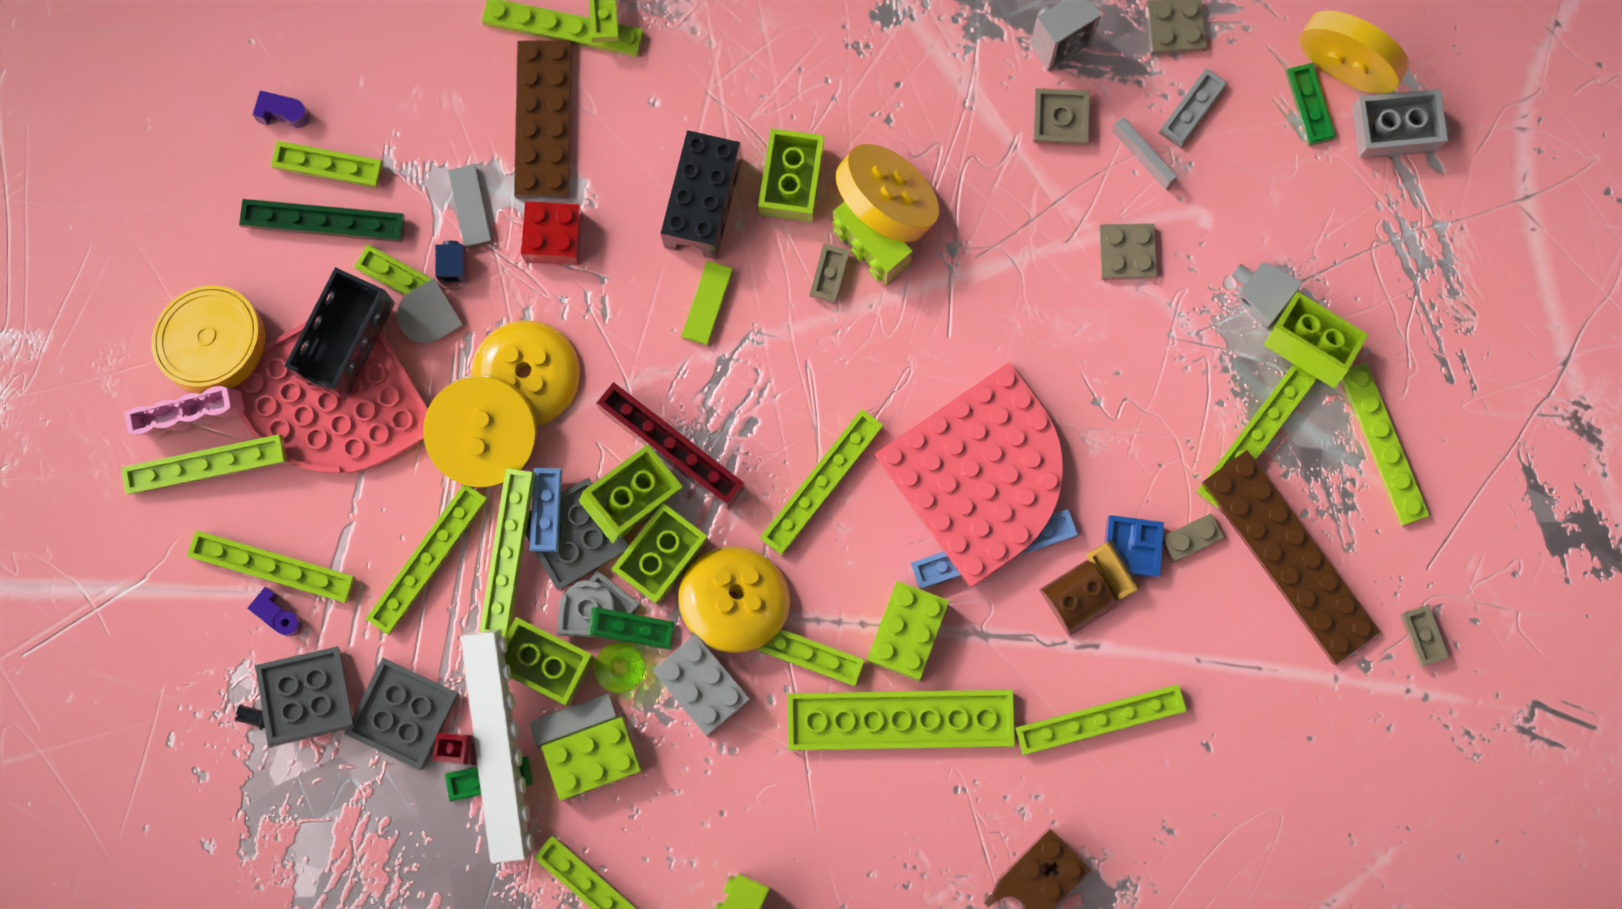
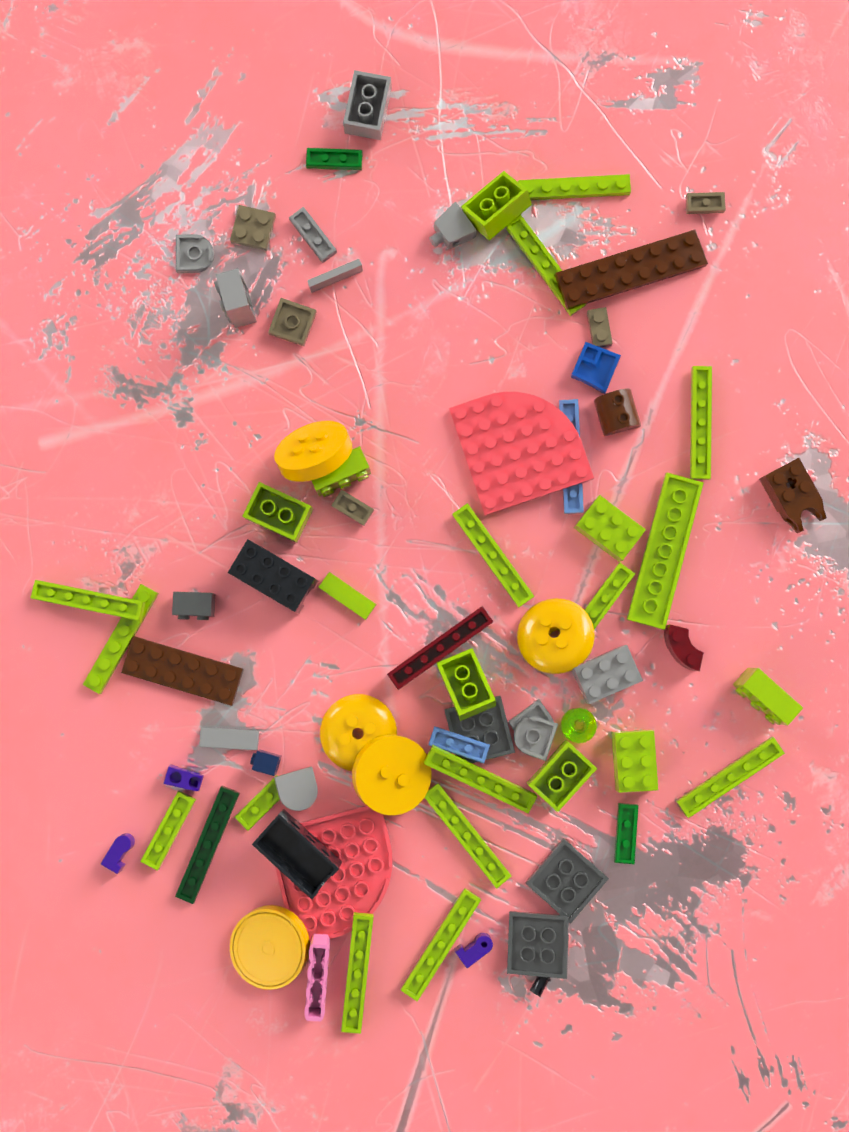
camera: 75 degrees left, 5 degrees up
(400, 161) = (183, 778): none -> dark purple leg
(455, 749) = (604, 850): dark red slope -> none
(496, 745) = (609, 822): white brick -> none
(551, 233) = (267, 687): red brick -> none
(572, 720) = (605, 764): light grey tile -> none
(631, 628) = (555, 710): green tile -> none
(635, 105) = (193, 604): none -> dark grey brick
(660, 554) = (512, 676): lime brick -> none
(768, 780) = (681, 649): none -> dark red brick
(1113, 570) = (608, 383): pearl gold tile -> none
(1127, 251) = (397, 308): dark tan plate -> none
(1354, 52) = (313, 114): yellow brick -> none

